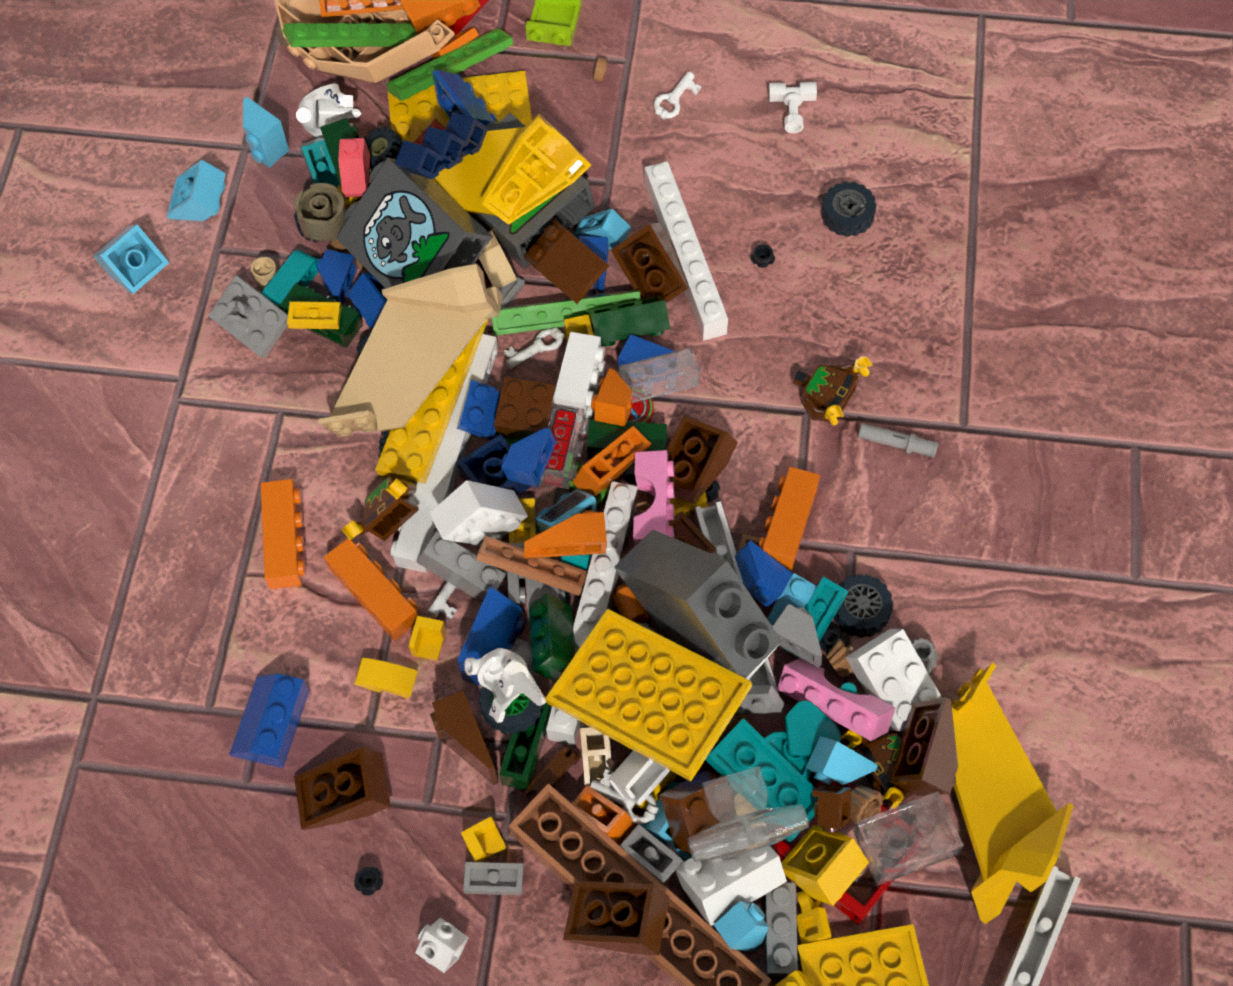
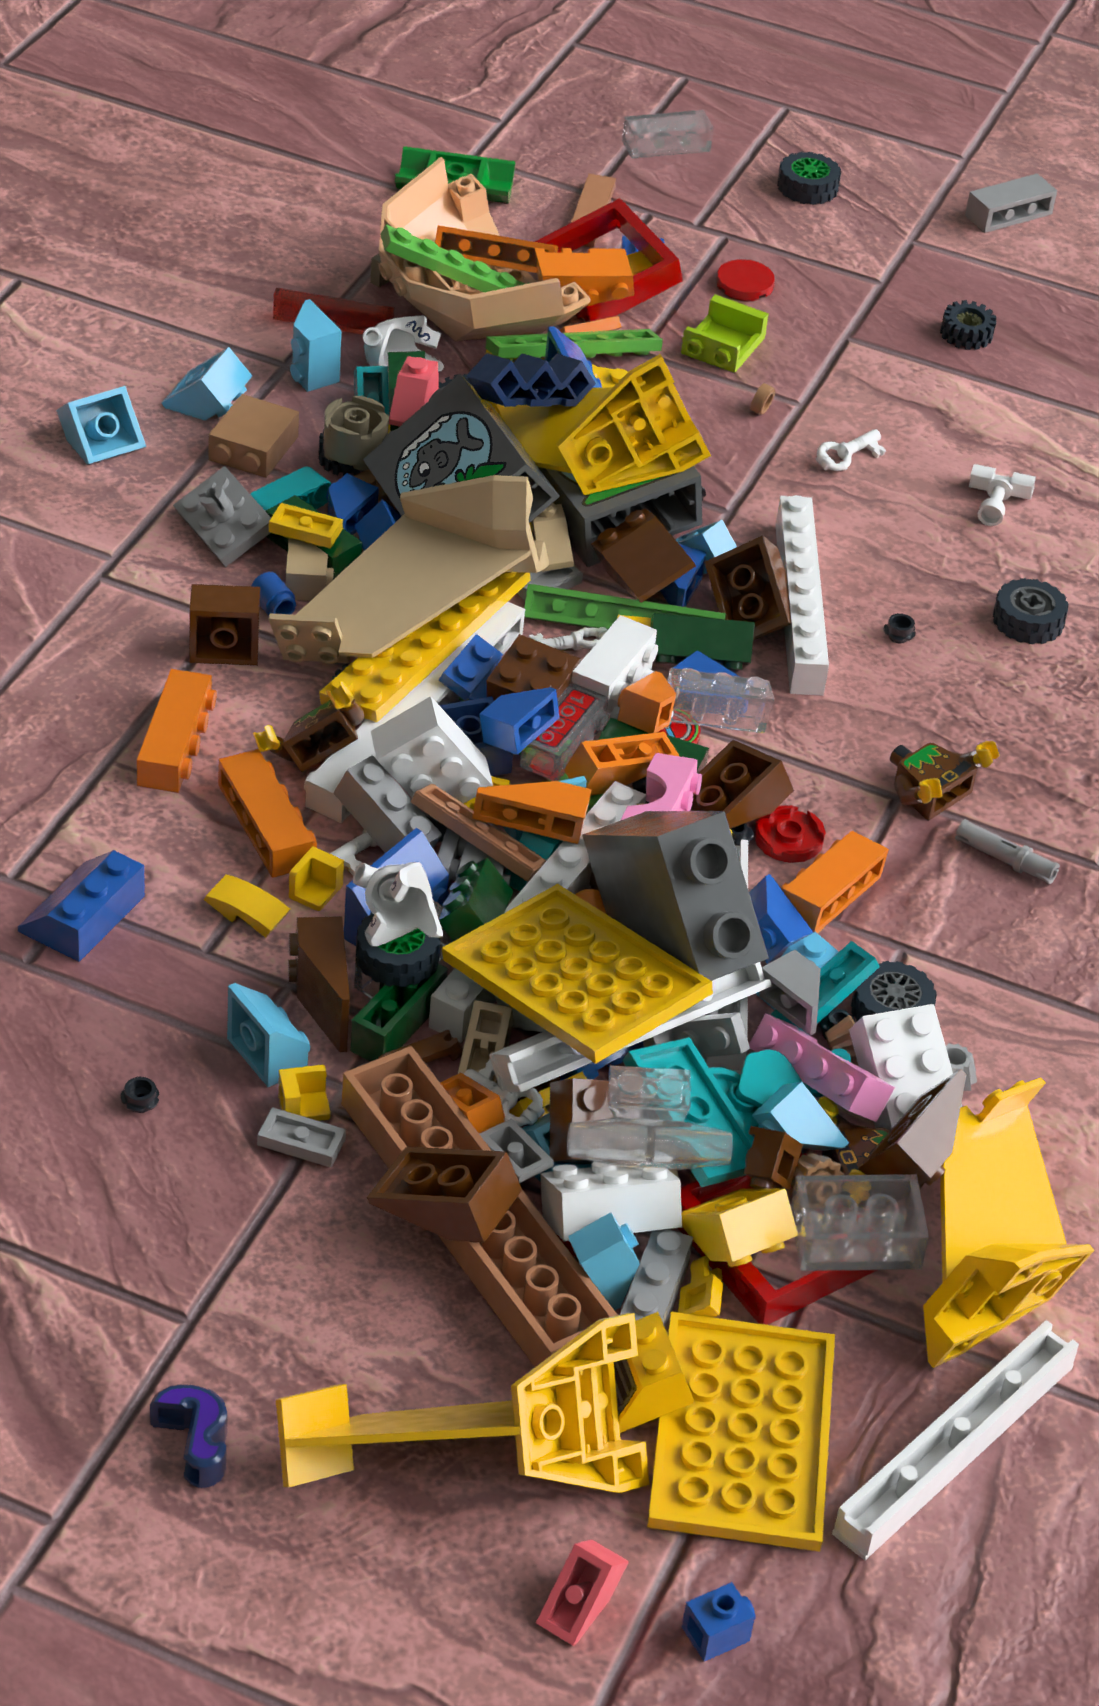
camera: 10 degrees right, 20 degrees down
(244, 229) = (253, 435): none -> medium nougat brick
(263, 271) = (265, 474): tan wheel -> none
(264, 88) = (344, 313): none -> clear red plate
(285, 426) = (224, 624): none -> reddish brown brick
(310, 380) = (274, 594): none -> blue brick
(327, 350) = (306, 570): none -> tan slope
(342, 789) = (148, 994): reddish brown slope -> none
(441, 799) = (264, 1034): none -> medium azure slope
(441, 944) = (207, 1177): white brick -> none
(744, 475) = (790, 834): none -> red tile

